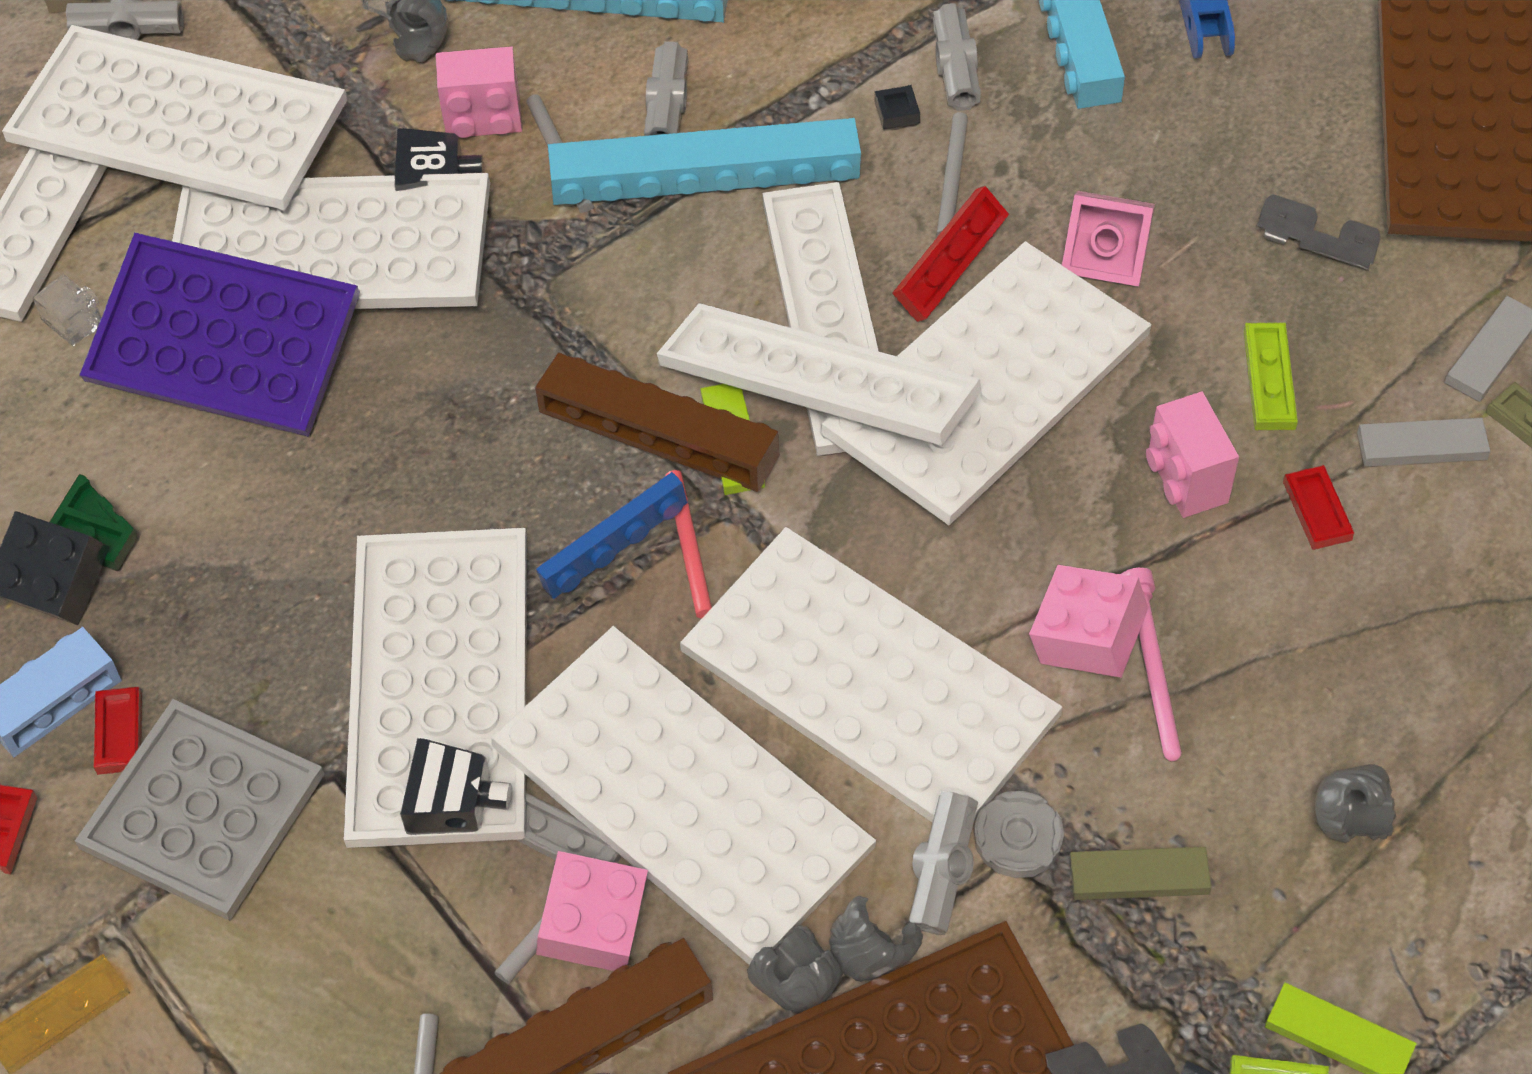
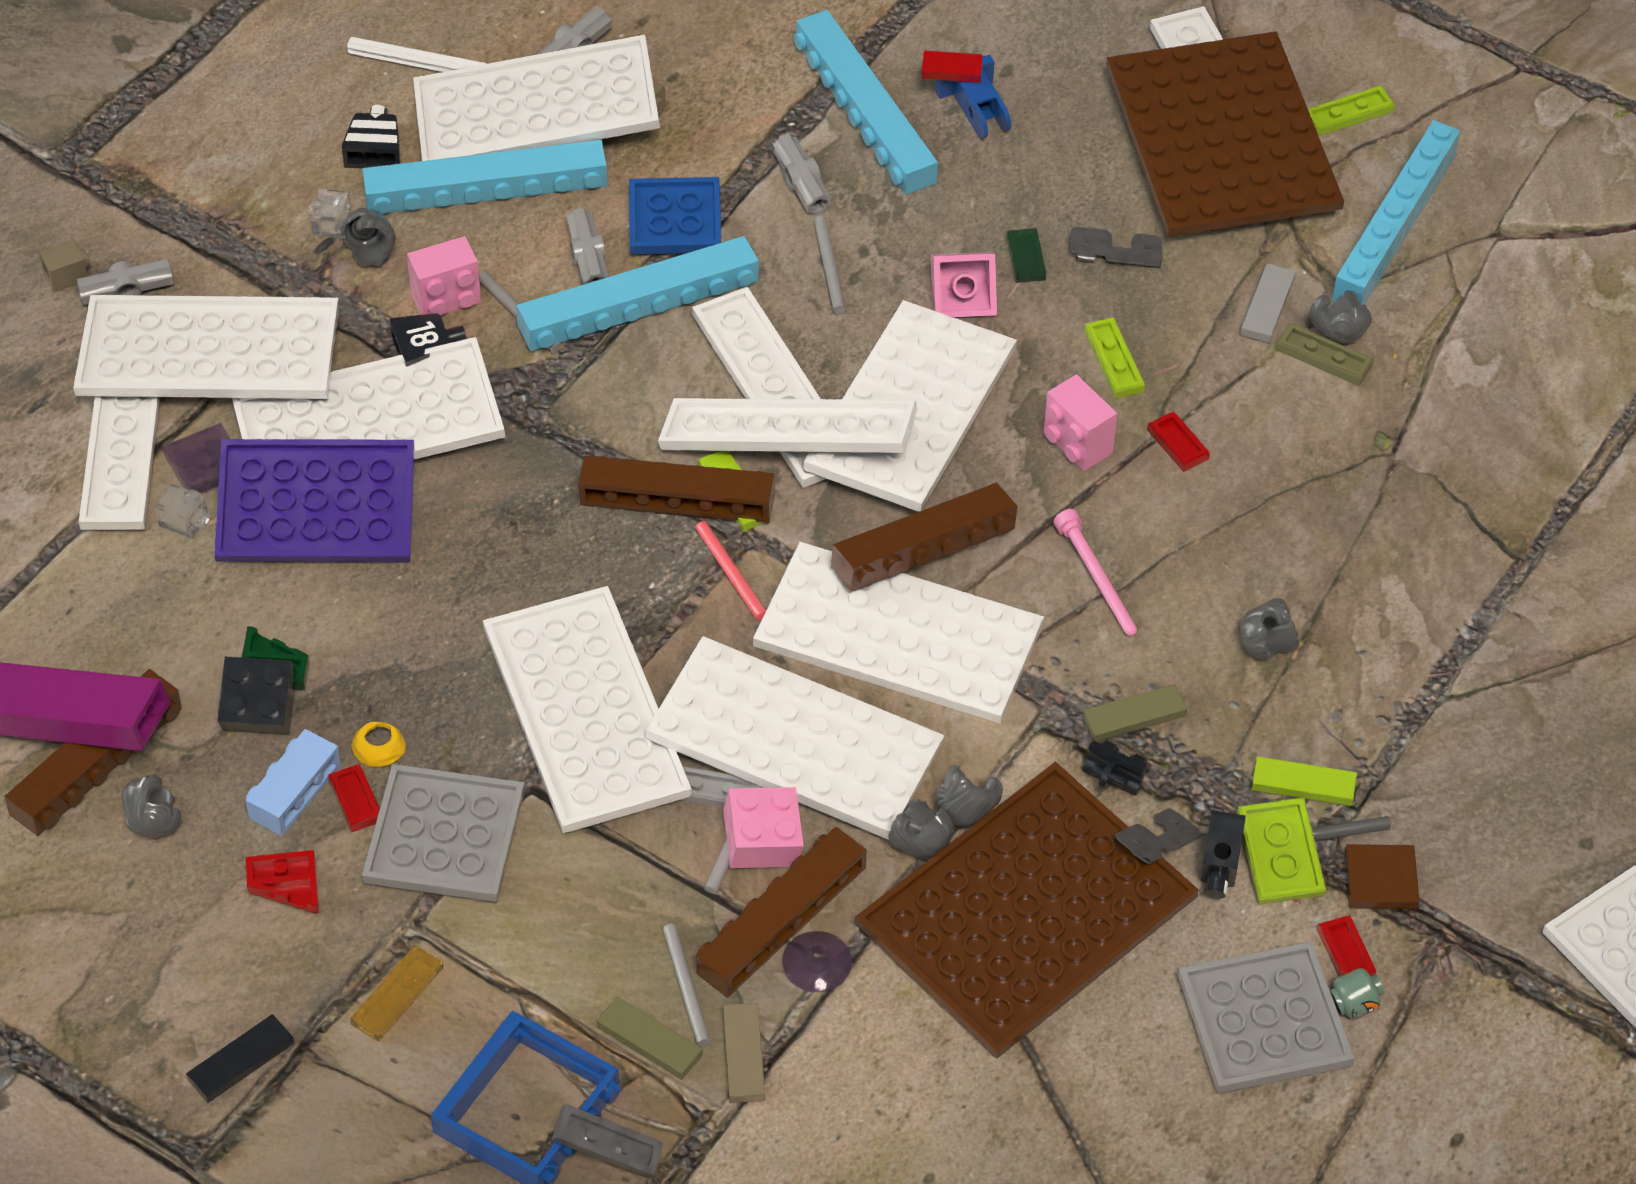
camera: 20 degrees left, 5 degrees down
(106, 245) = (197, 458): none -> clear purple plate
(179, 681) = (378, 755): none -> yellow piece
(449, 790) = (631, 771): black torso -> none
(604, 541) = (676, 575): blue plate -> none
(785, 73) = (674, 214): none -> blue plate
(897, 107) = (770, 221): black plate -> none
(938, 560) = (923, 537): none -> reddish brown brick
(943, 862) = (998, 734): light grey piece -> none
(950, 254) = (851, 321): red plate -> none
(1018, 834) = (1041, 708): light grey tile -> none
(1084, 950) = (1115, 768): none -> black hips
(1089, 620) = (1044, 552): bright pink brick -> none
(1200, 217) = (1026, 255): none -> clear green tile
(1423, 442) = (1238, 379): light grey tile -> none

